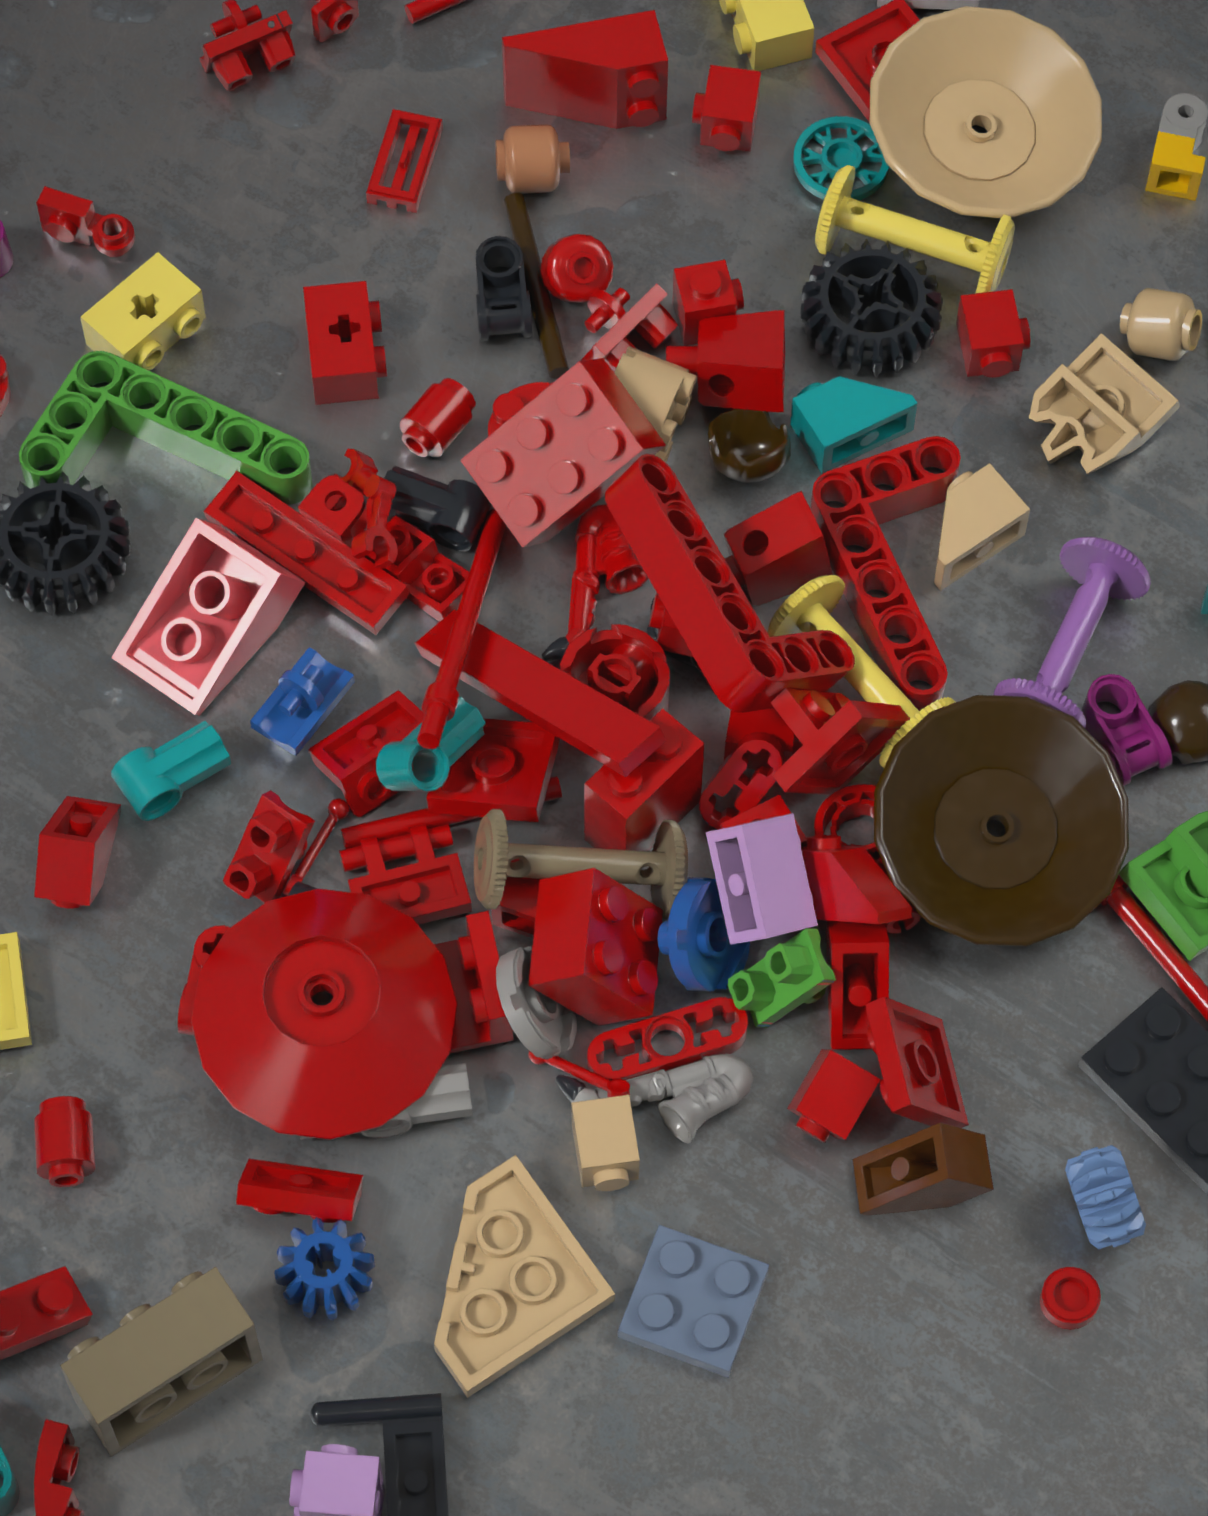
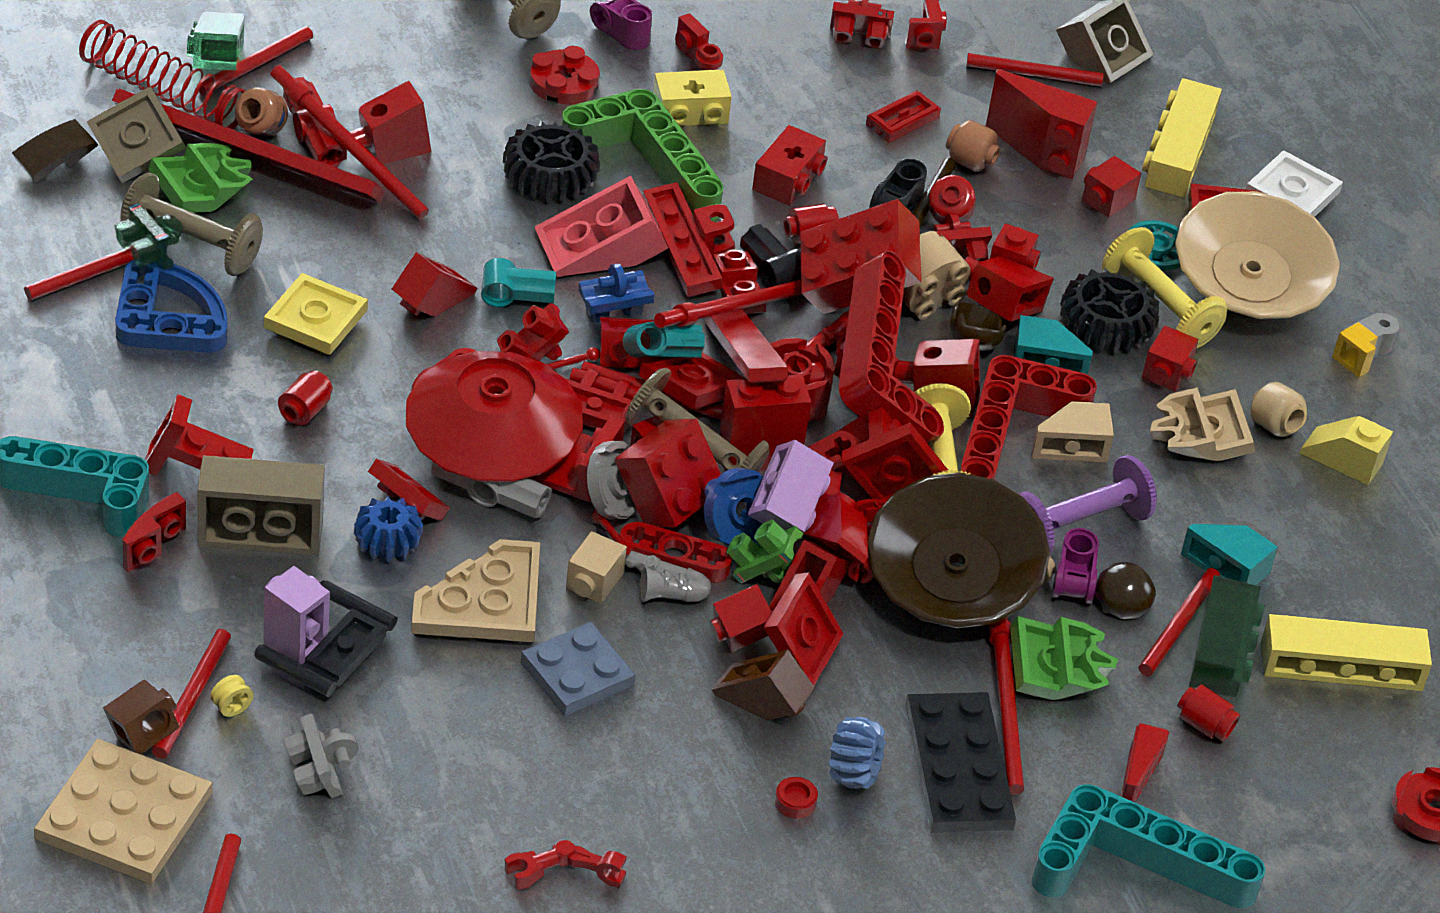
camera: 30 degrees right, 20 degrees down
(380, 496) = (742, 224): red piece -> none

